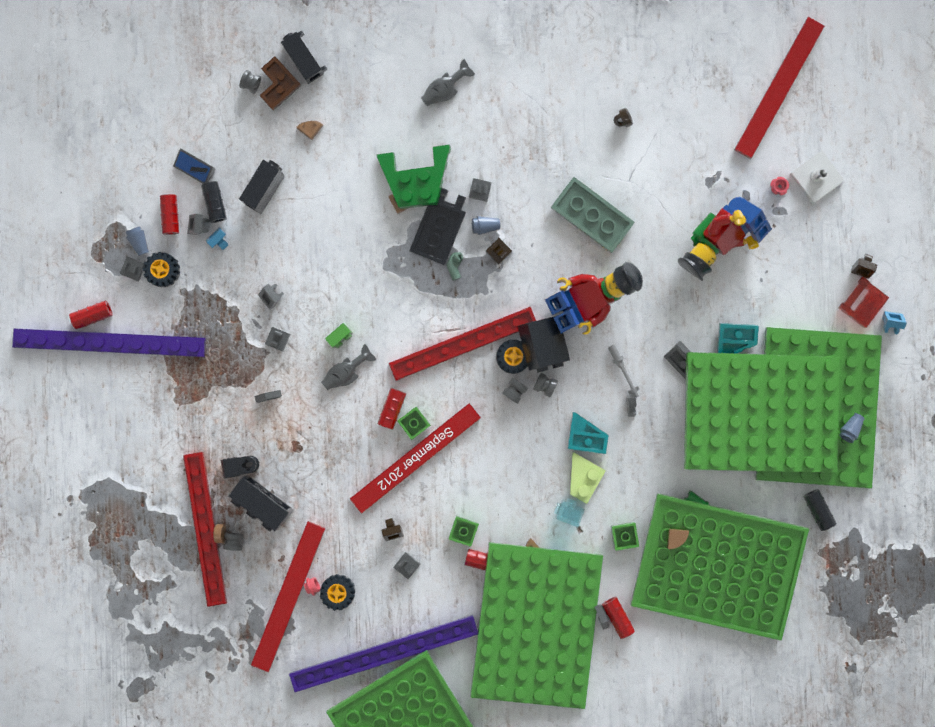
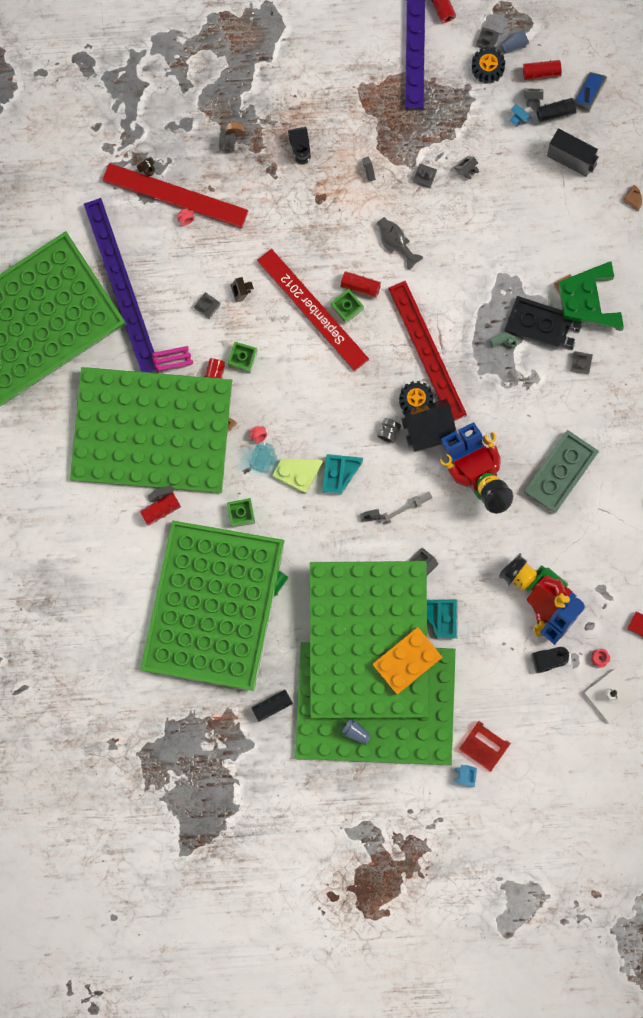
camera: 95 degrees right, 10 degrees down
(204, 529) = (243, 114): red tile -> none
(255, 627) = (145, 164): none -> dark brown tile
(260, 503) = (265, 163): black brick -> none
(335, 598) = (179, 234): black wheel -> none
(338, 336) = (430, 231): bright green piece -> none
(459, 587) = (186, 355): none -> dark pink tile
(485, 224) = (546, 367): sand blue cone -> none
(498, 251) = (521, 382): dark brown tile -> none
(515, 390) = (382, 401): dark grey wheel -> none
(544, 517) = (258, 434): none -> coral plate
(676, 538) = (241, 558): medium nougat tile -> none
(781, 237) = (545, 659): none -> black piece
(788, 374) = (407, 660): none -> light orange plate
(864, 267) = (520, 744): dark brown tile -> none

